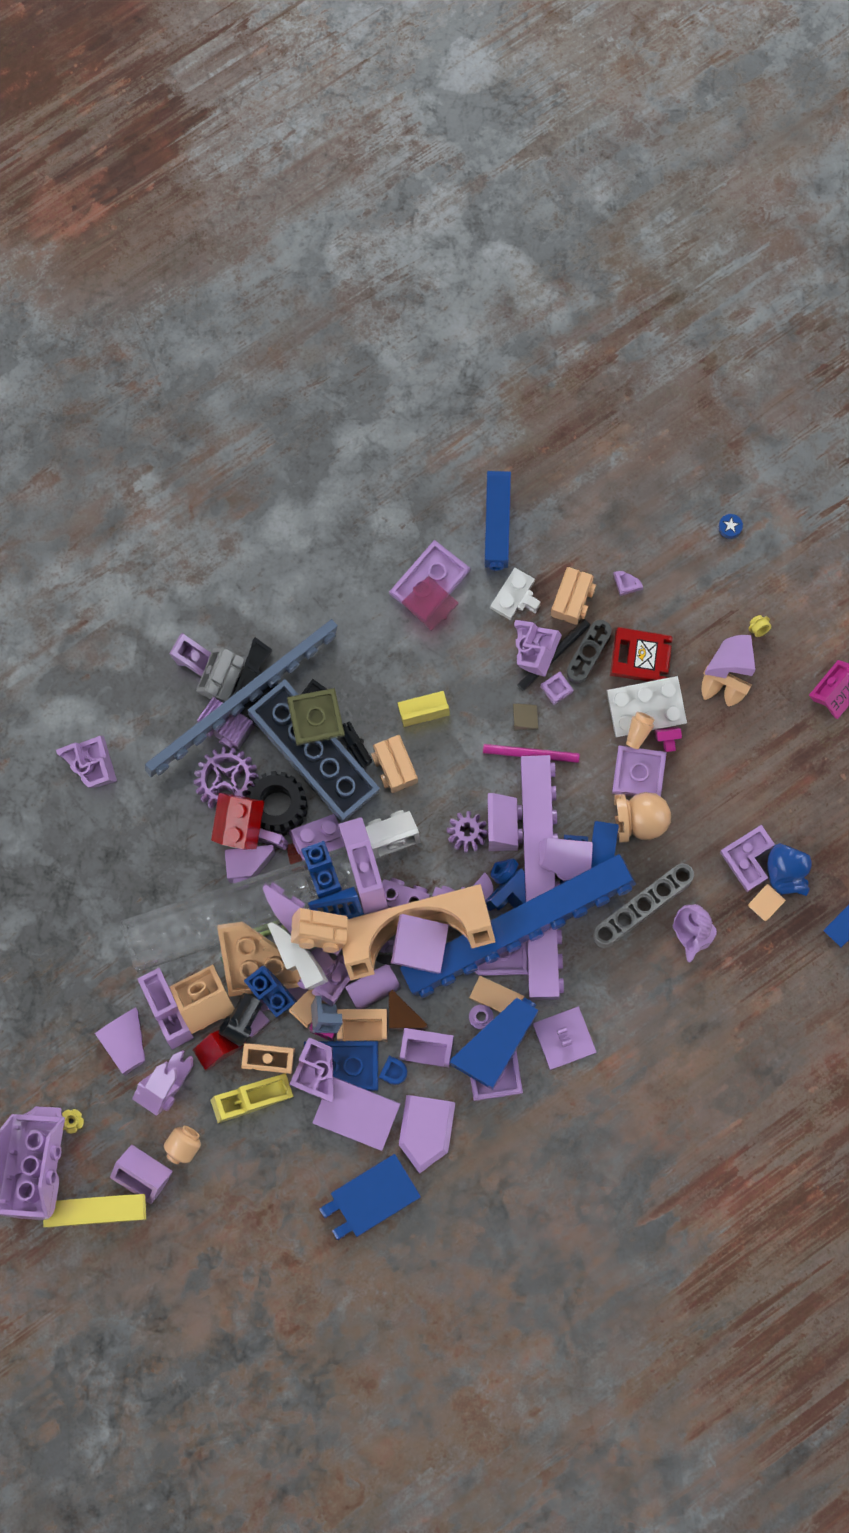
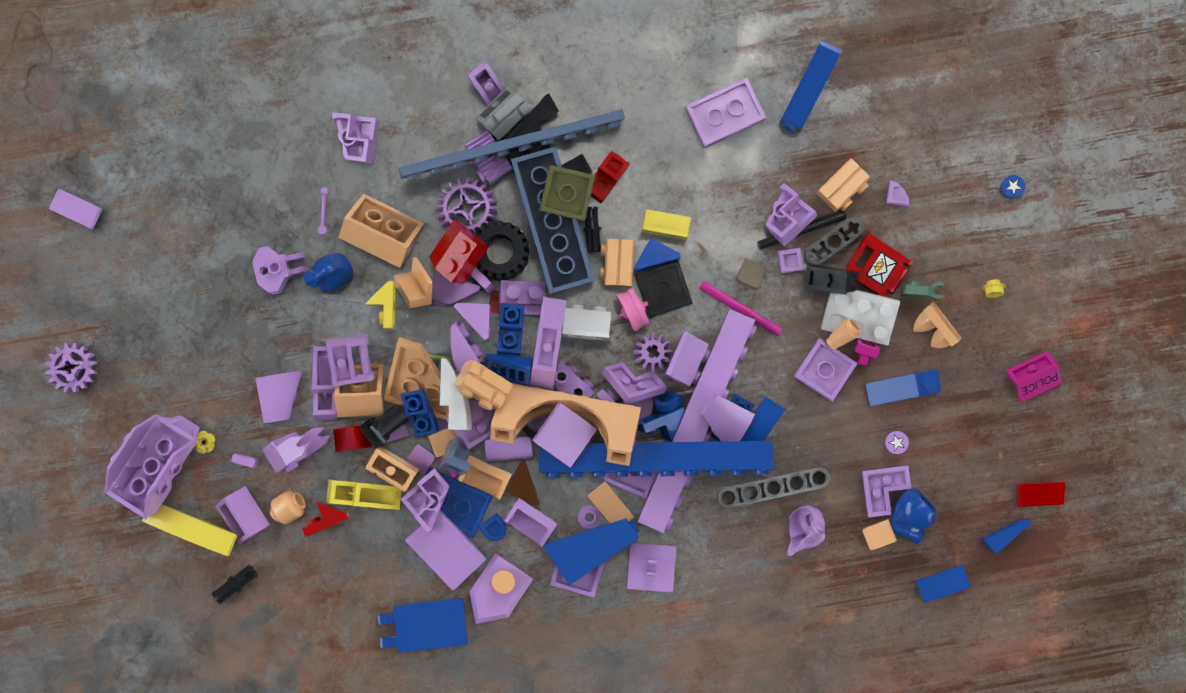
camera: 20 degrees right, 10 degrees up
(71, 921) = (278, 269): none -> lavender hinge
(95, 864) = (322, 229): none -> lavender hinge
(119, 1119) = (245, 460): none -> lavender tile
(122, 899) = (330, 273): none -> blue piece
(153, 838) = (380, 230): none -> light nougat slope
(163, 1246) = (234, 584): none -> black pin
(173, 976) = (342, 361): none -> lavender plate
(187, 895) = (385, 298): none -> light yellow slope
(212, 873) = (415, 285): none -> light nougat panel
(230, 1135) = (330, 517): none -> red slope
(282, 871) = (477, 316): none -> lavender slope
(292, 1036) = (421, 458): none -> lavender slope
(347, 688) = (608, 175): none -> red slope
(427, 740) = (655, 255): none -> blue slope
(427, 1117) = (503, 581): none -> light nougat tile
(429, 603) = (715, 133): clear pink piece -> none
(429, 799) = (633, 309): none -> bright pink wheel
(449, 769) = (663, 288): none -> black tile
(463, 872) = (633, 388): none -> lavender plate
(515, 595) = (794, 160): white hinge -> none
(602, 685) = (830, 279): none -> black hinge
(642, 816) = (809, 411): light nougat tile -> none
(688, 659) = (916, 289): none -> sand green plate
(721, 754) = (903, 387): none -> slope
(733, 656) = (956, 308): lavender slope -> none
(739, 809) = (896, 442): none -> lavender tile

